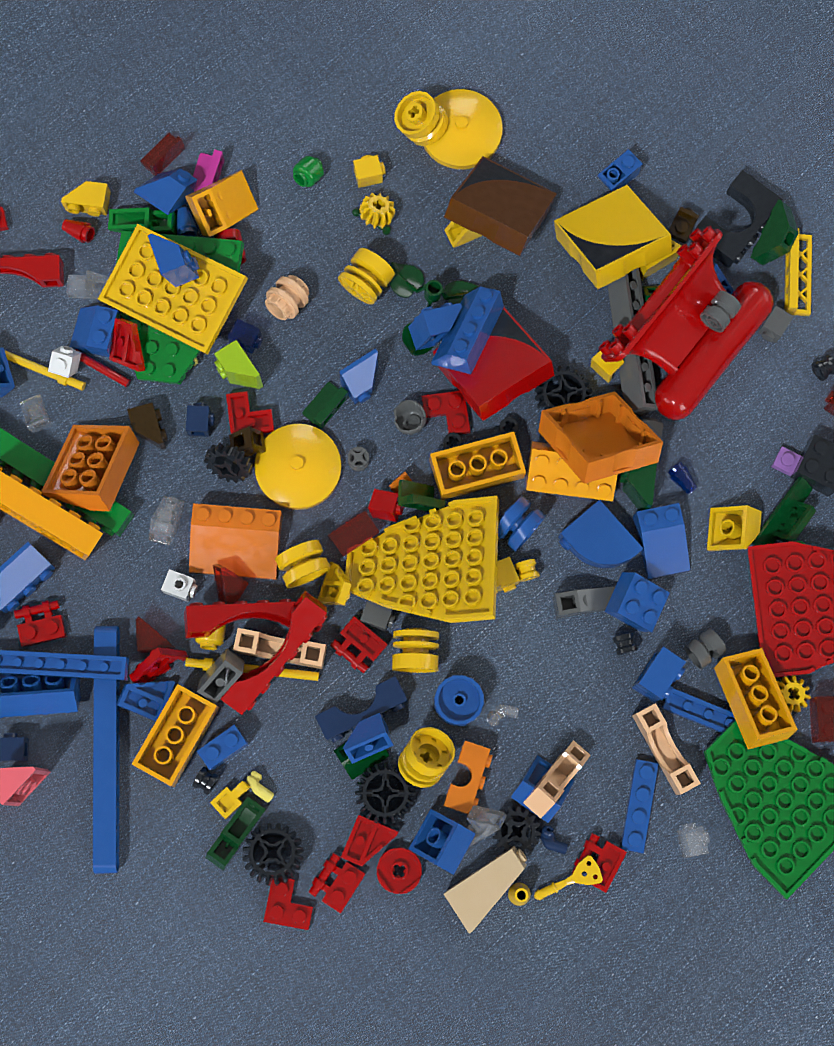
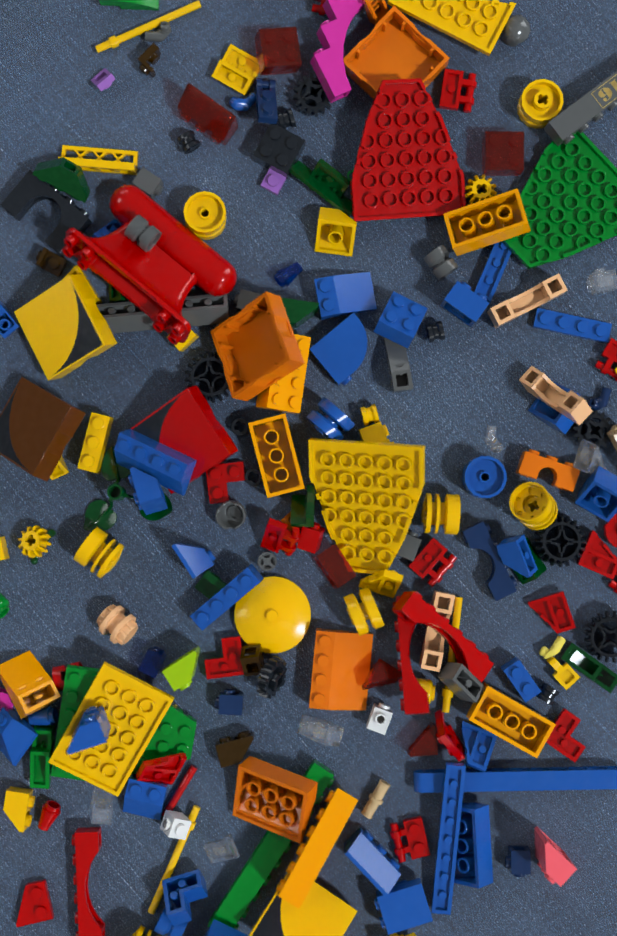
camera: 80 degrees left, 10 degrees up
(87, 583) = (375, 799): none -> tan pin
(155, 796) = (560, 736): none -> red plate
(302, 788) = (554, 611): none -> red wing
(321, 415) = (226, 597): none -> blue arch
(386, 464) = (274, 536): none -> red plate
(486, 272) = (95, 443): none -> yellow brick
(743, 384) = (198, 207): none -> yellow wheel

